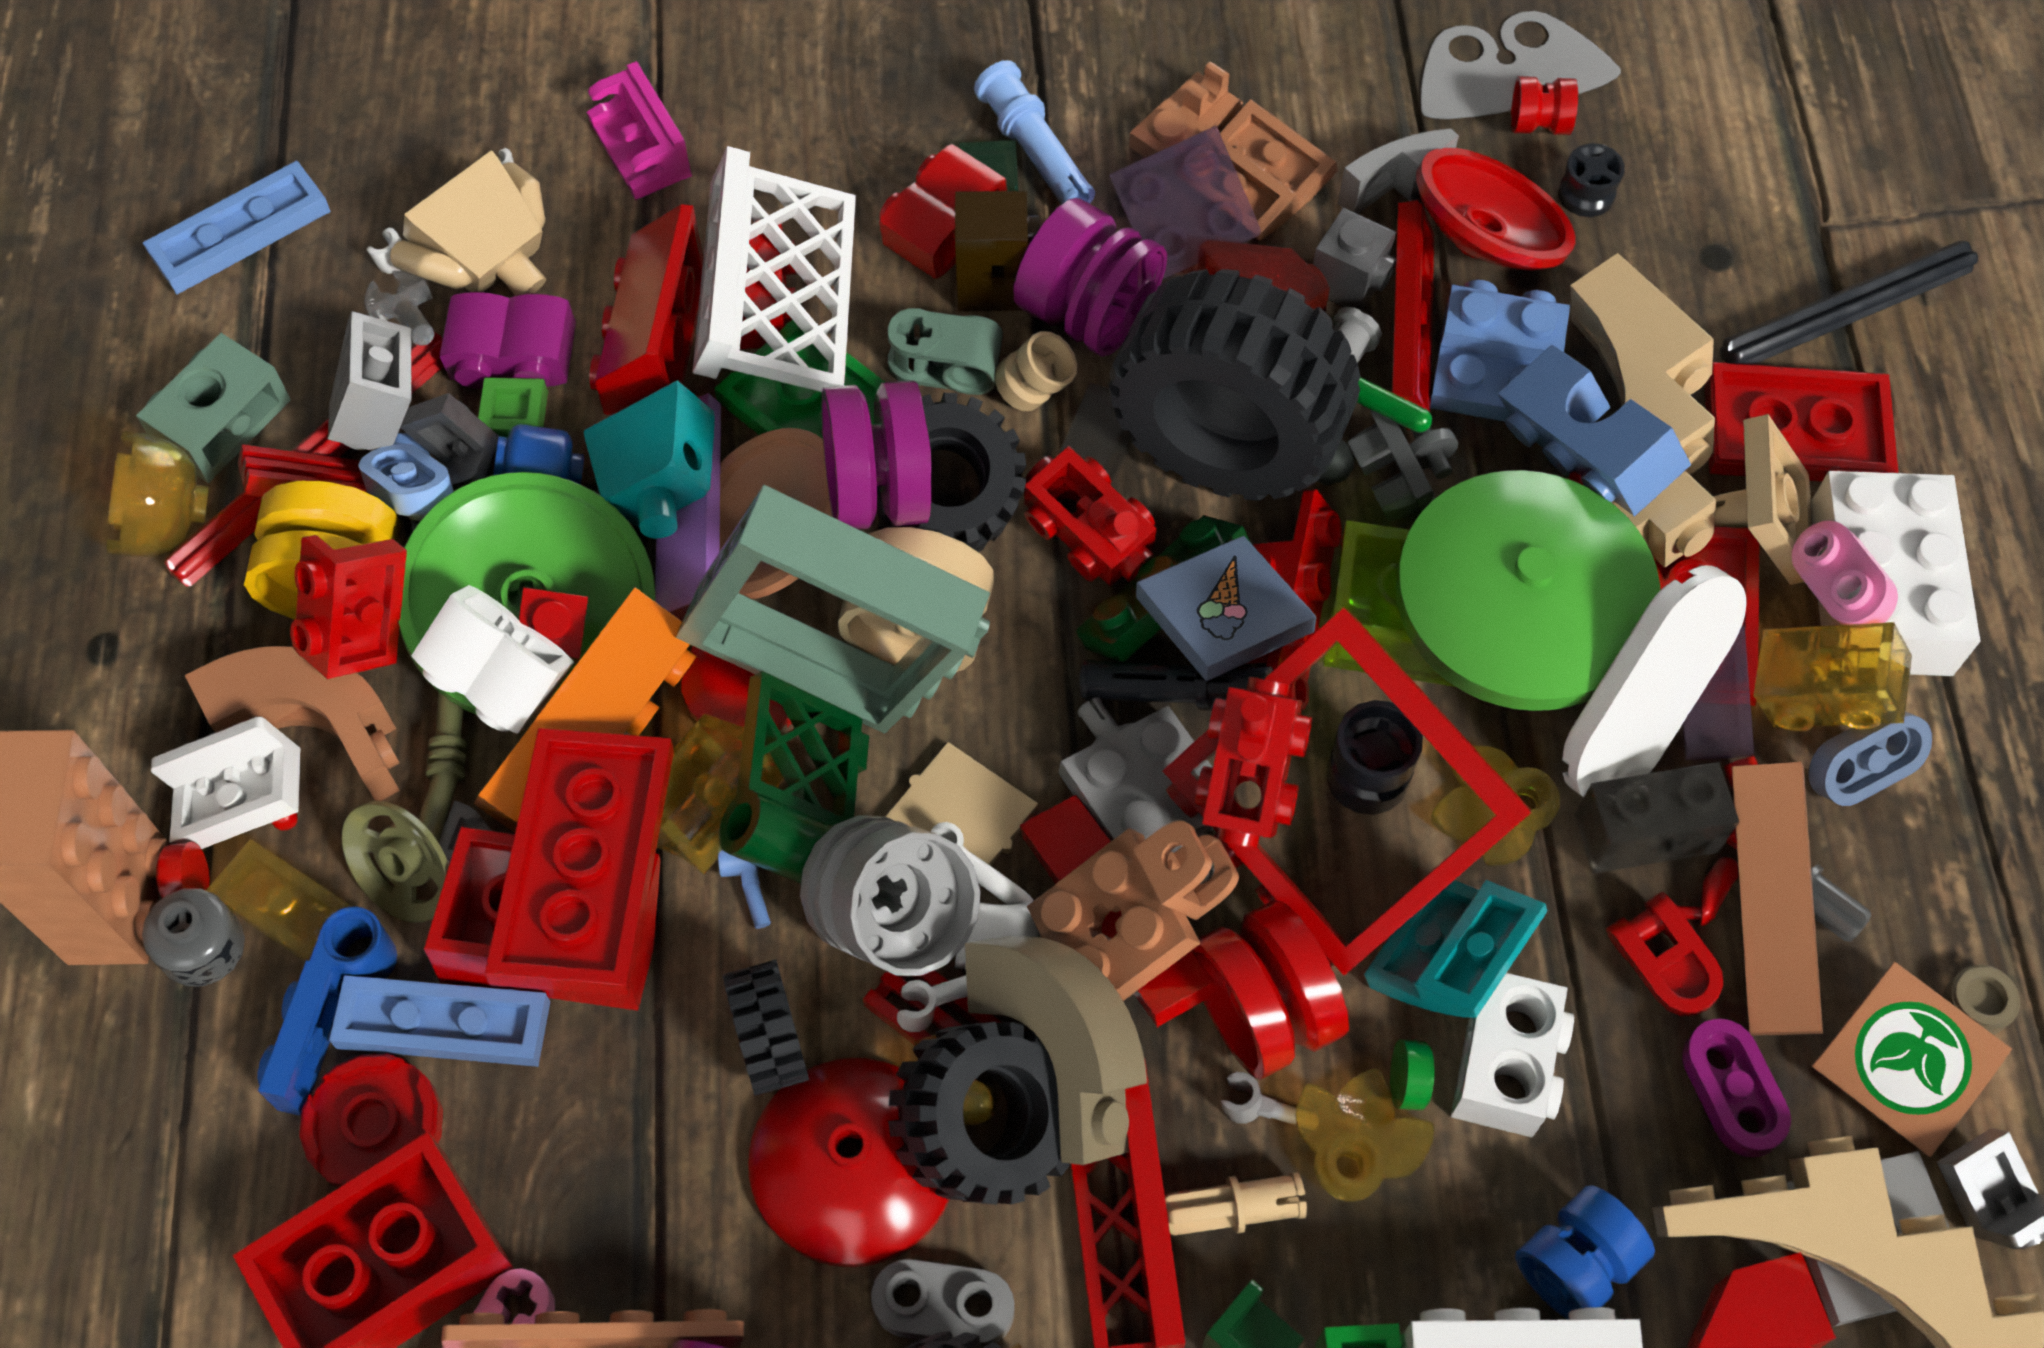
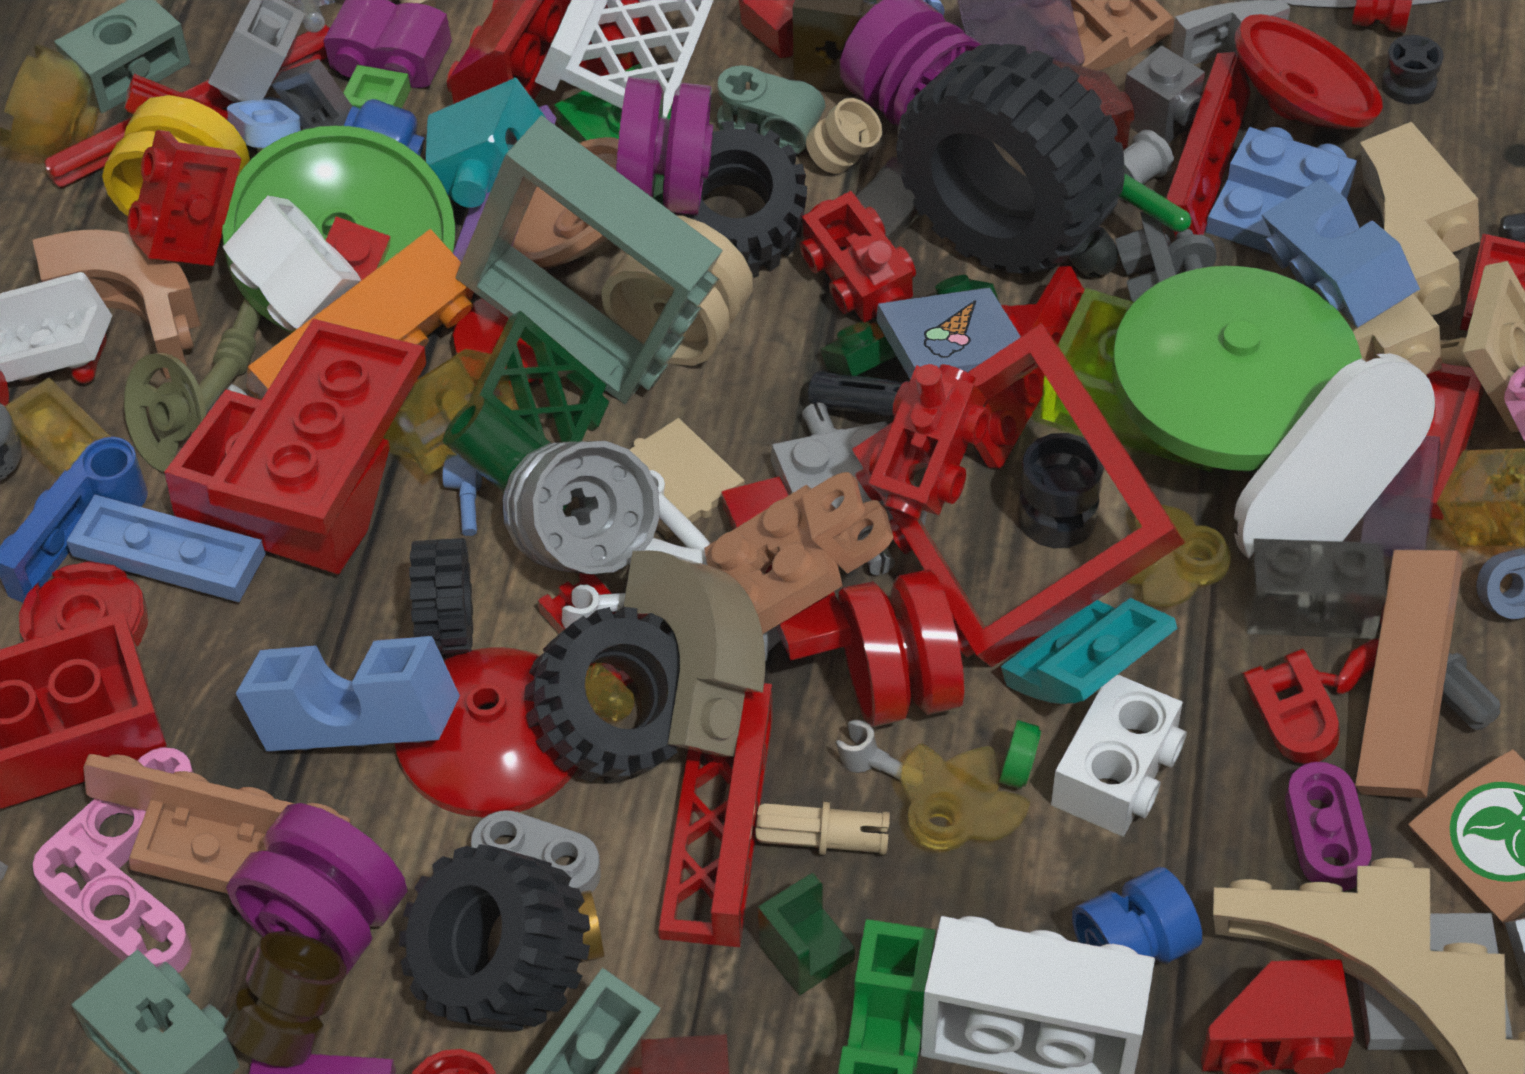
camera: 15 degrees right, 10 degrees down
(652, 1189) = (394, 697): none -> medium blue arch

